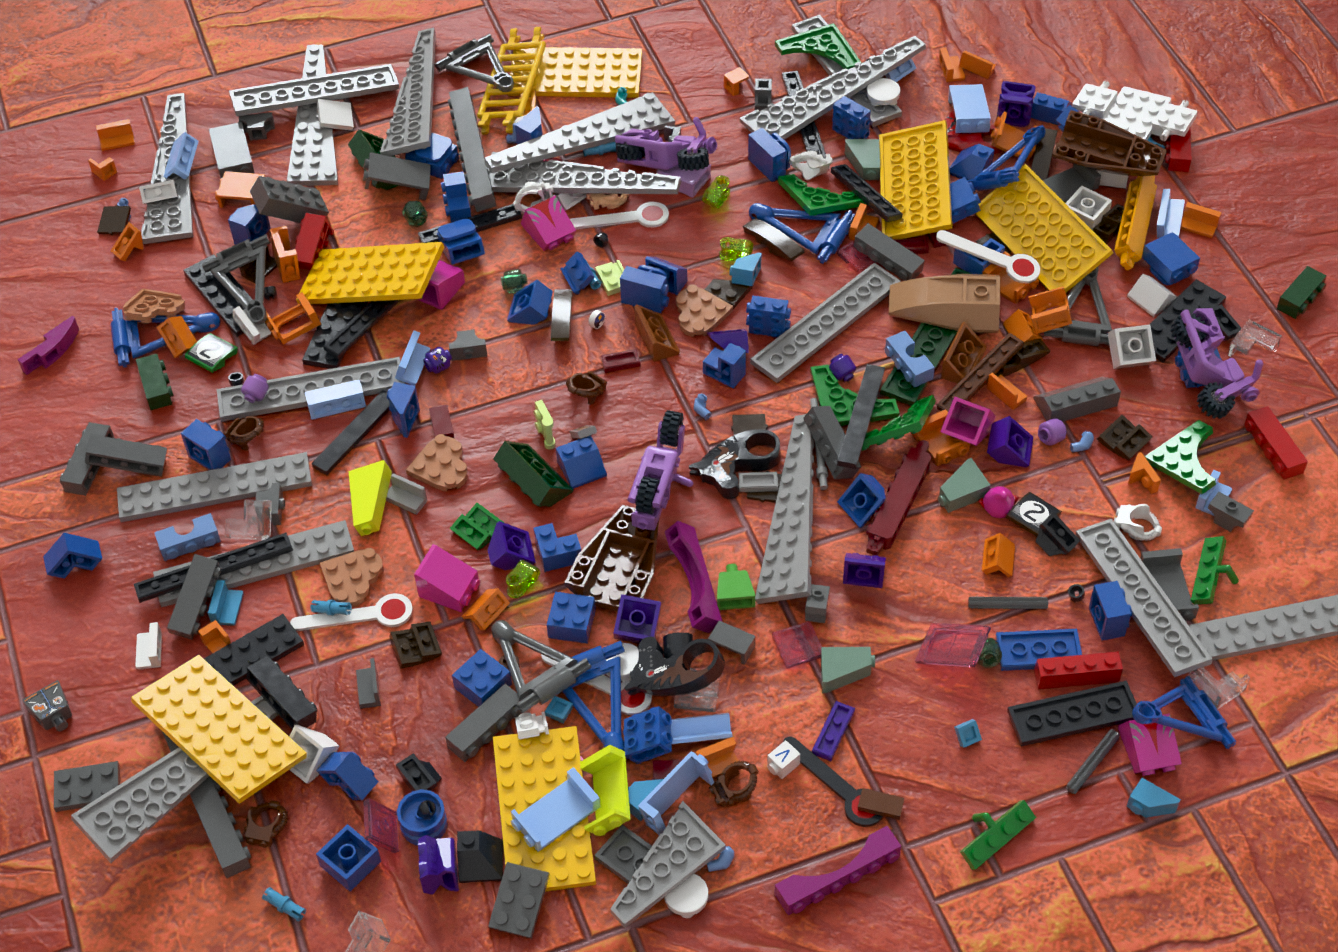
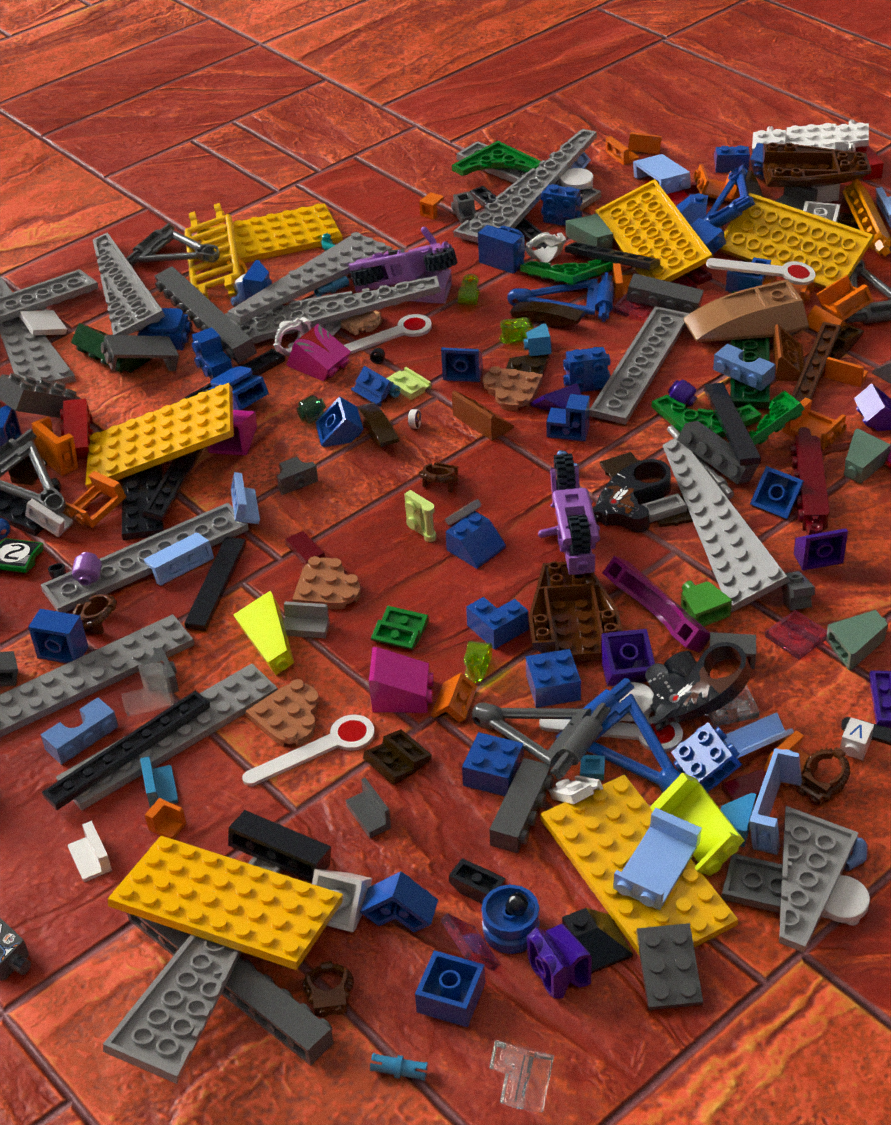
camera: 20 degrees left, 10 degrees down
(82, 785) = (83, 1023): dark grey plate -> none
(193, 597) = (122, 786): dark grey brick -> none
(272, 639) = (210, 821): black plate -> none
(331, 607) = (283, 748): dark azure pin -> none
(403, 406) = (259, 541): blue slope -> none
(415, 213) = (174, 380): head -> none
(437, 360) = (270, 494): dark purple head -> none
(510, 546) = (446, 635): dark purple slope -> none
(532, 473) = (429, 564): dark green slope -> none
(620, 360) = (458, 447): dark red tile -> none
(644, 287) = (448, 375): blue brick -> none
(968, 421) = (836, 395): dark pink slope -> none
(1017, 102) = (705, 153): dark purple piece -> none

